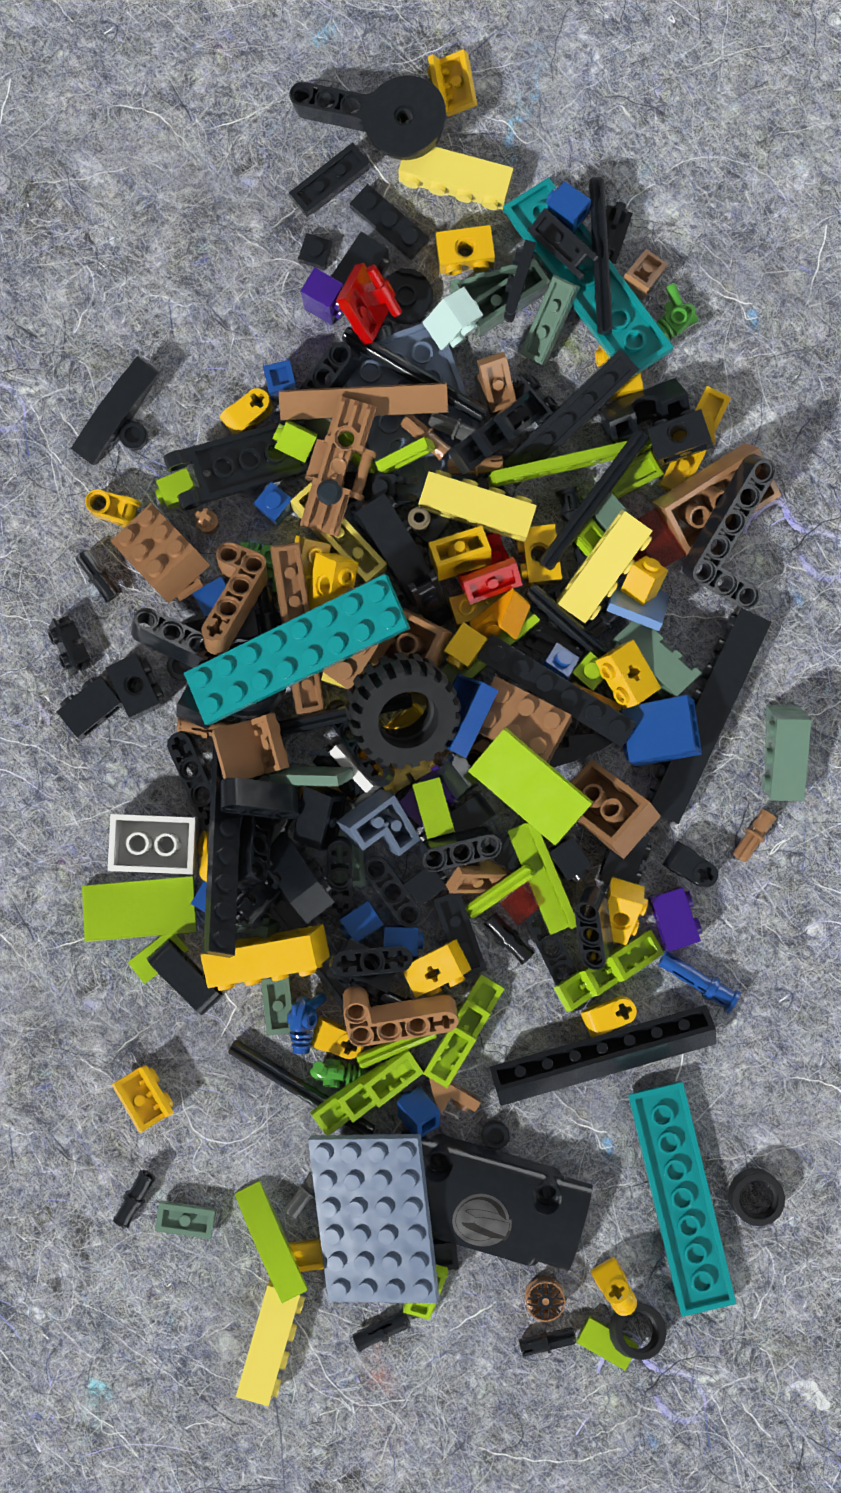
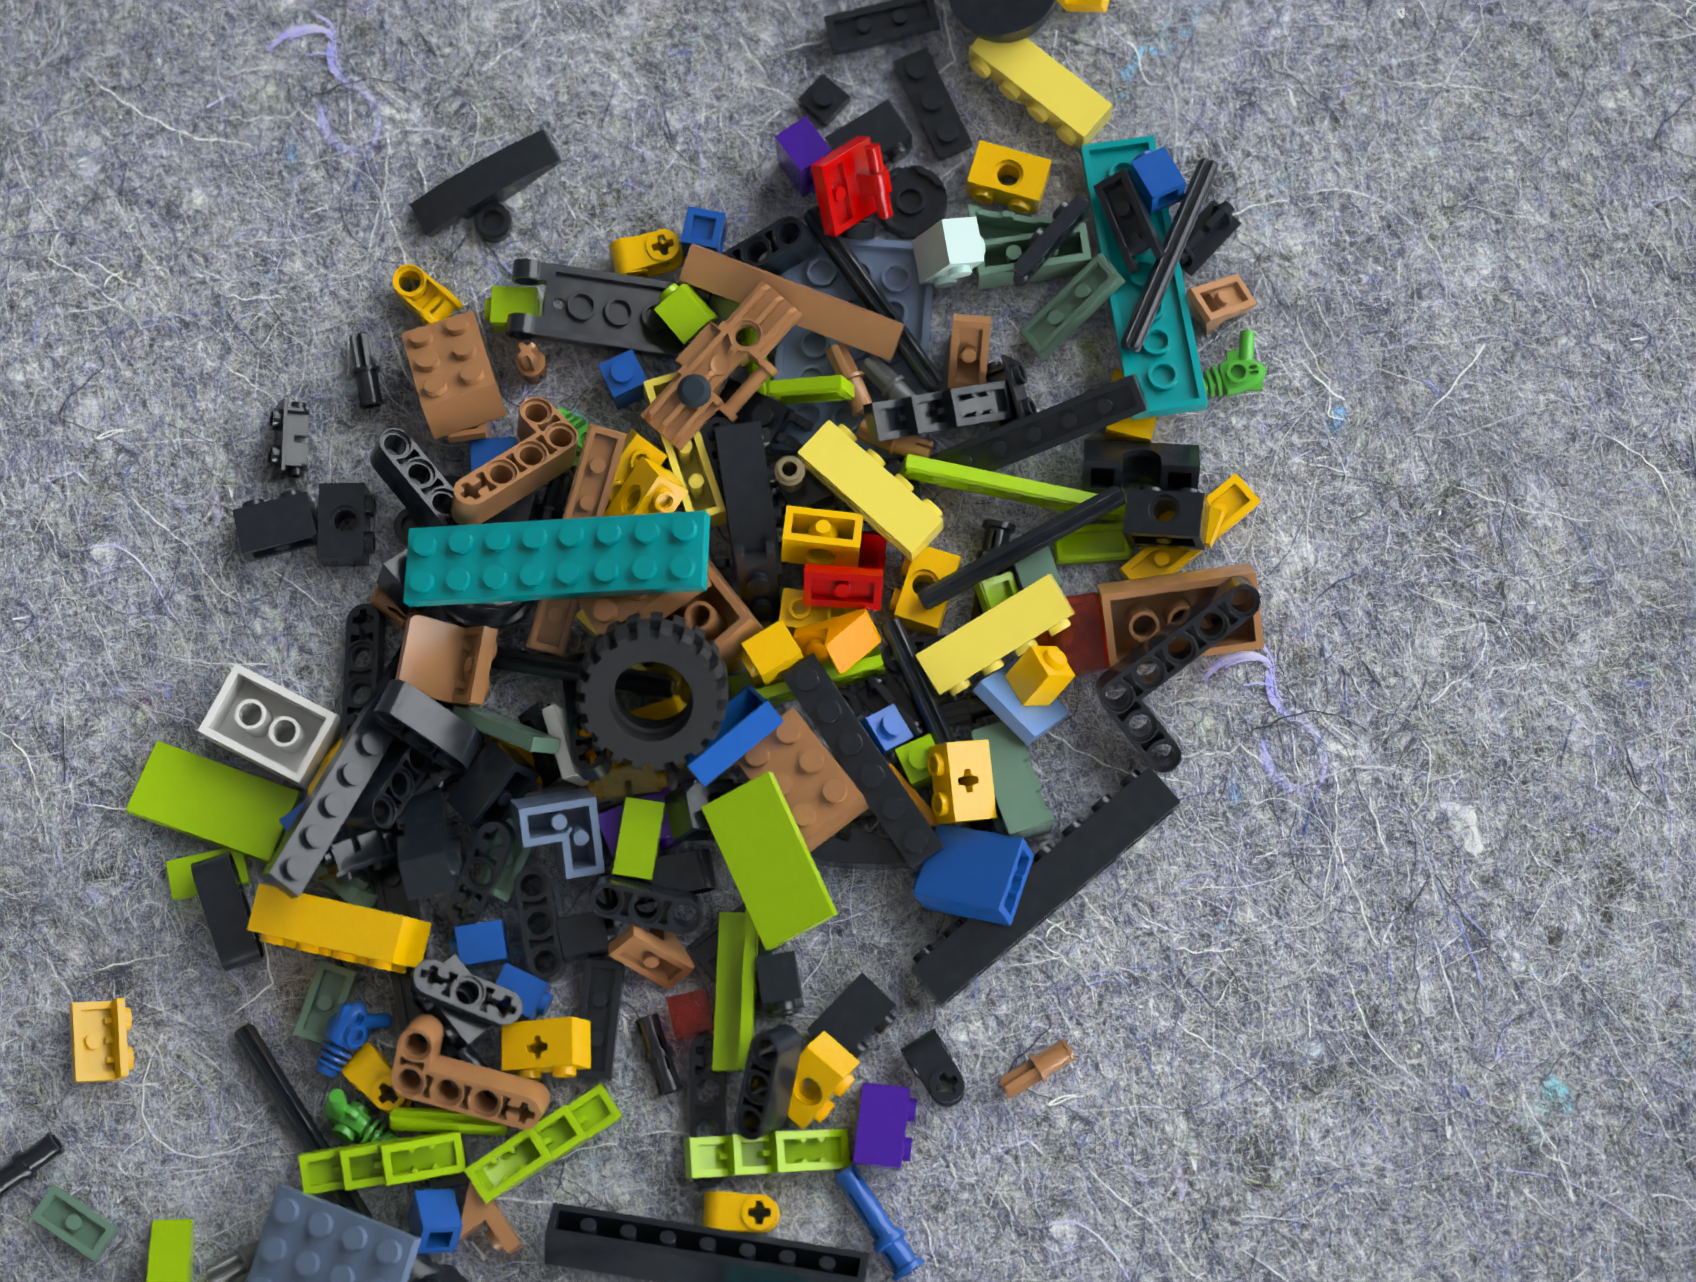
camera: 30 degrees right, 10 degrees down
(500, 890) = (674, 984): lime axle -> none
(617, 814) = (862, 943): medium nougat brick -> none
(786, 752) = (1122, 978): sand green wedge -> none

